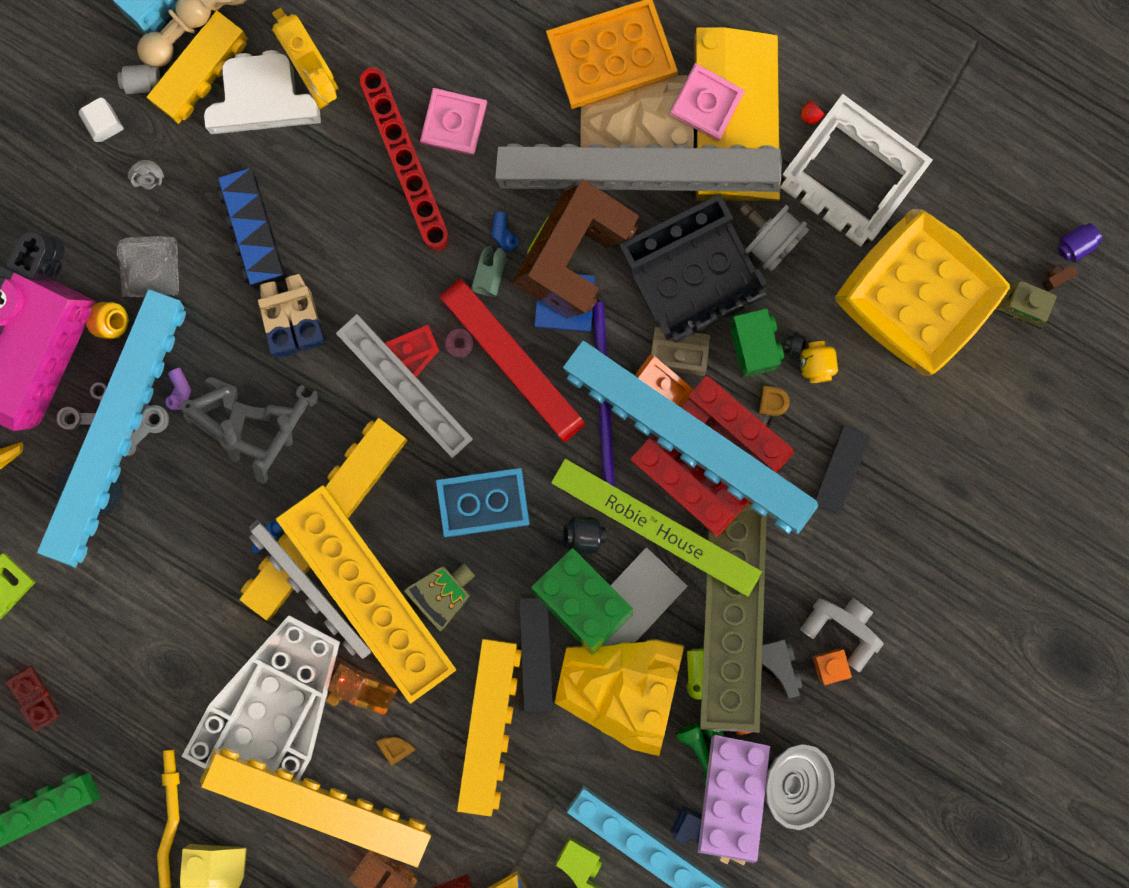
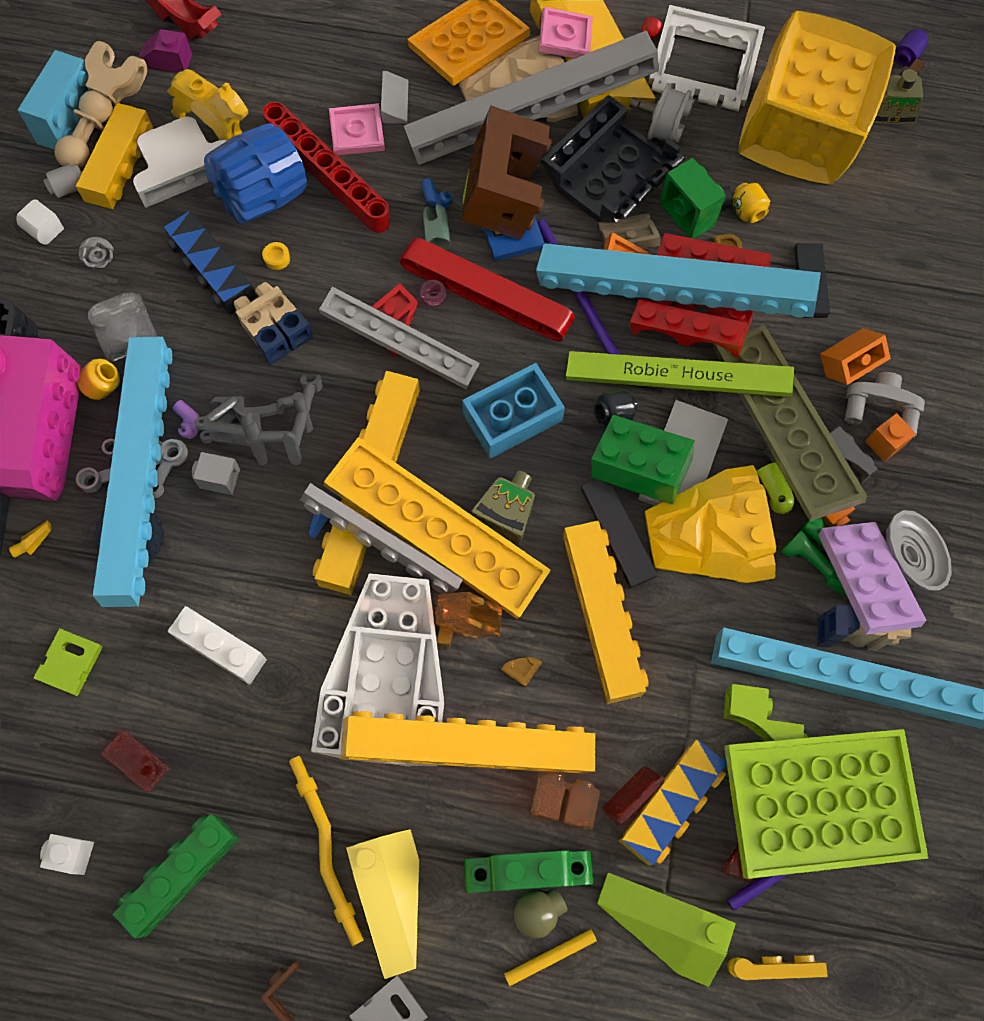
camera: 25 degrees left, 15 degrees down
(134, 625) = (217, 645): none -> white brick
(186, 457) = (215, 473): none -> light grey brick
(321, 241) = (276, 256): none -> yellow tile
(326, 154) = (255, 172): none -> blue wheel
(505, 100) = (394, 99): none -> light grey slope
(840, 570) = (855, 356): none -> orange brick

